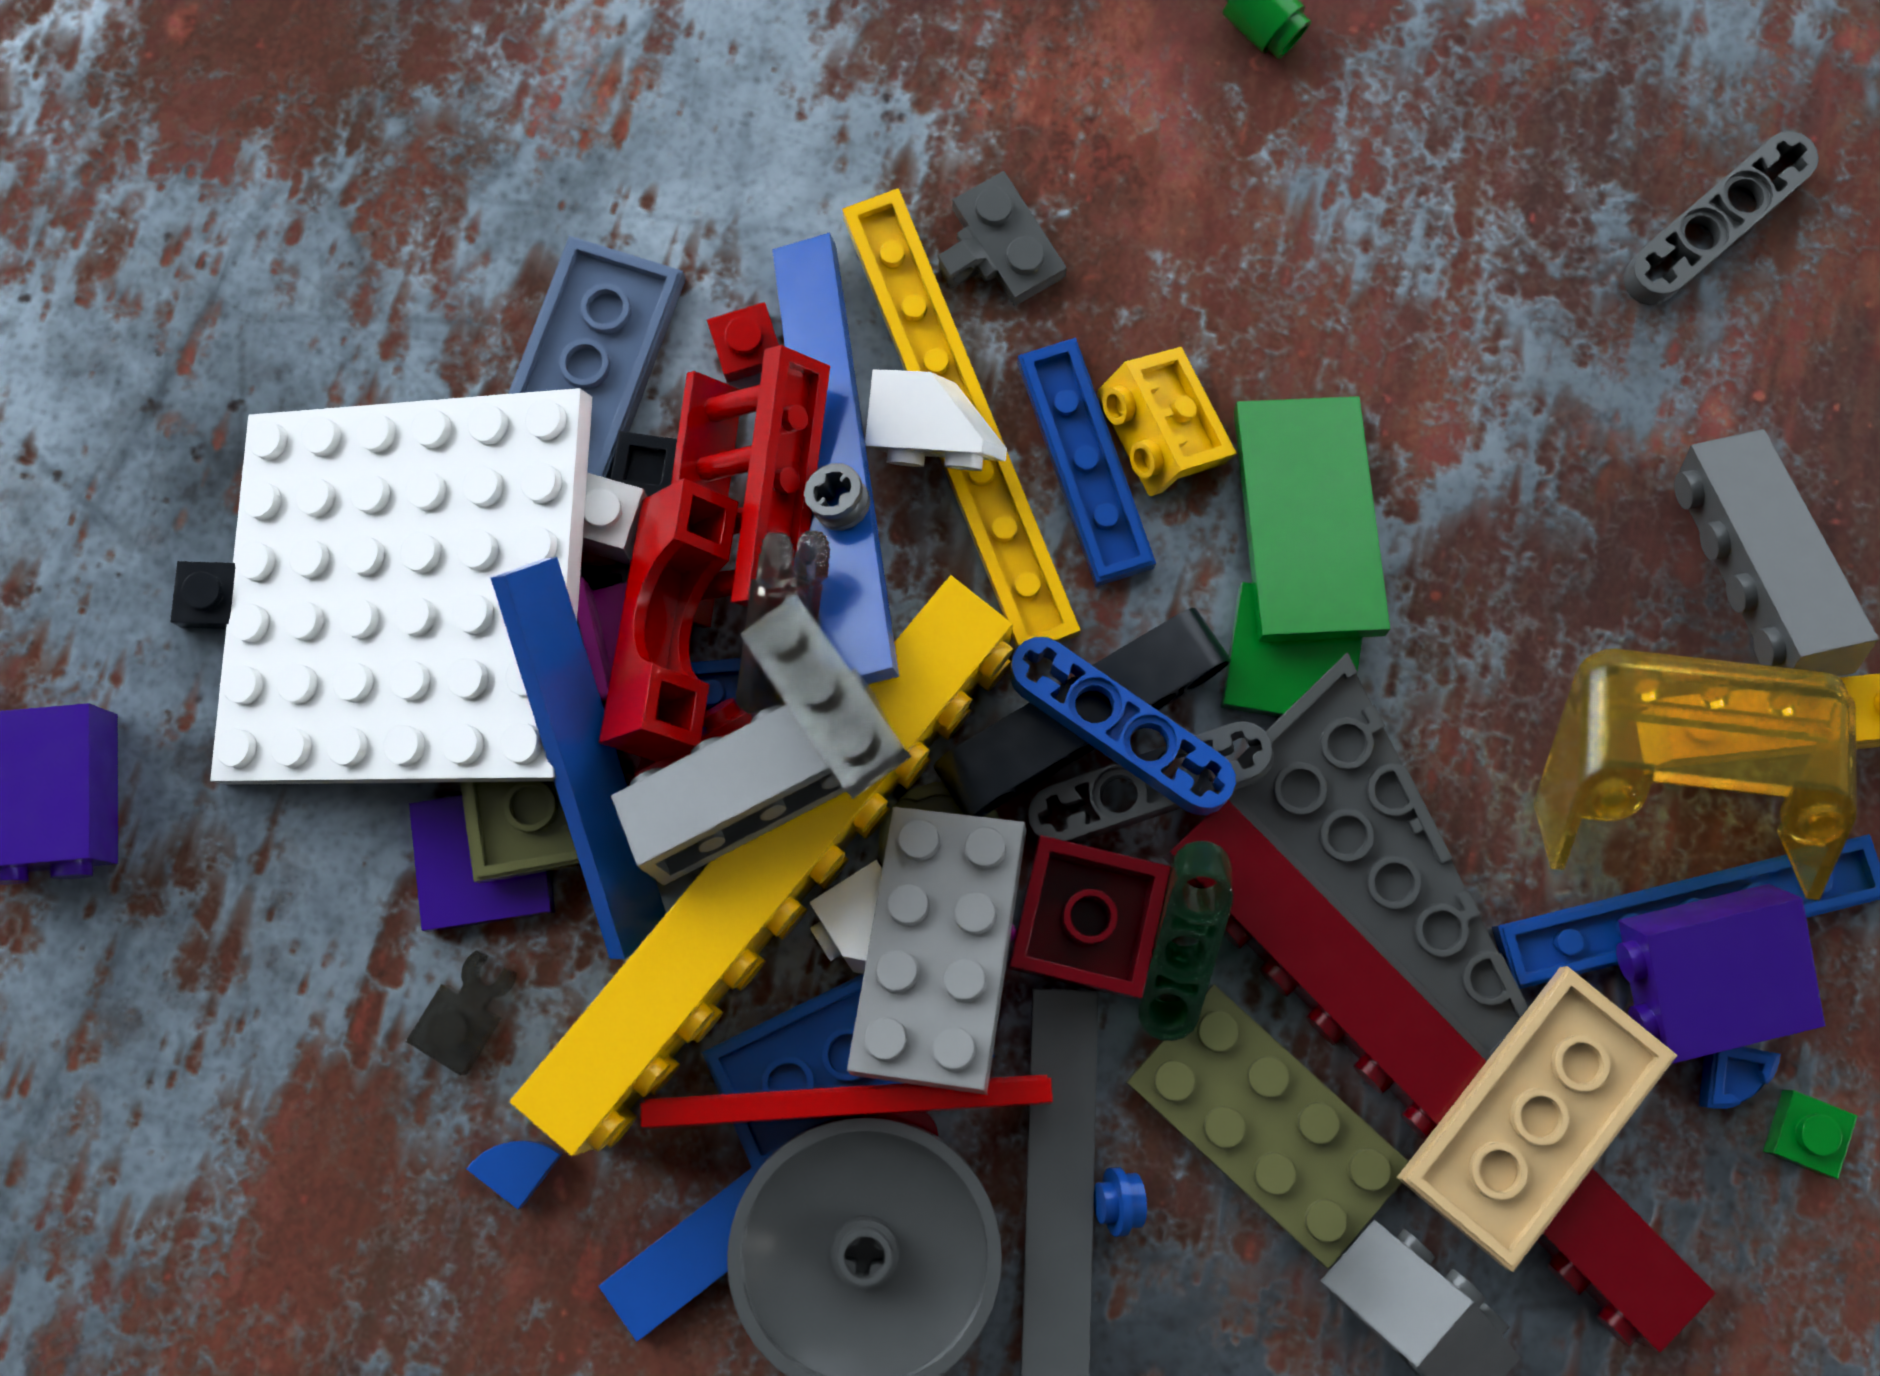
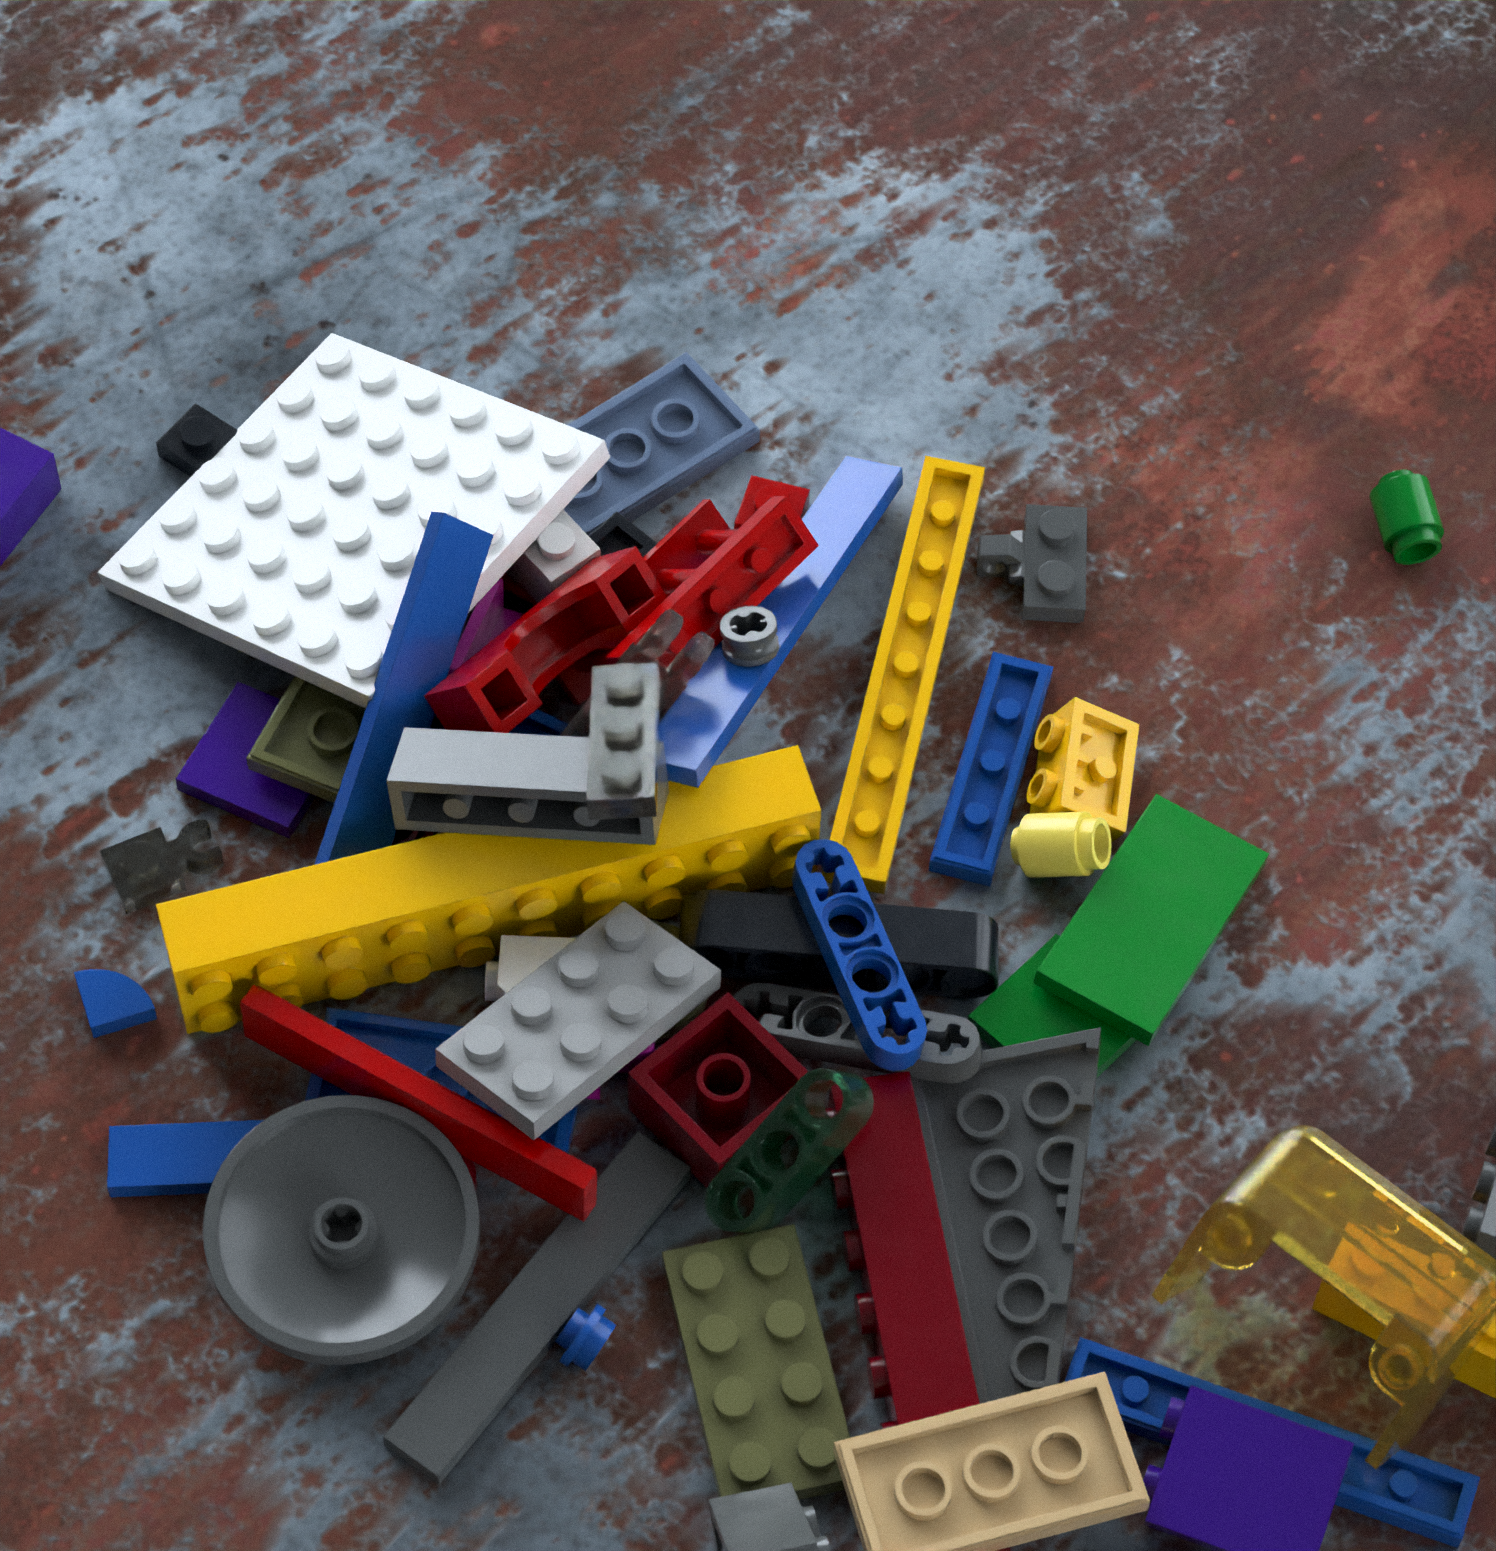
camera: 30 degrees right, 20 degrees down
(927, 416) = (872, 638): white slope -> none
(1198, 502) = (1061, 844): none -> light yellow brick

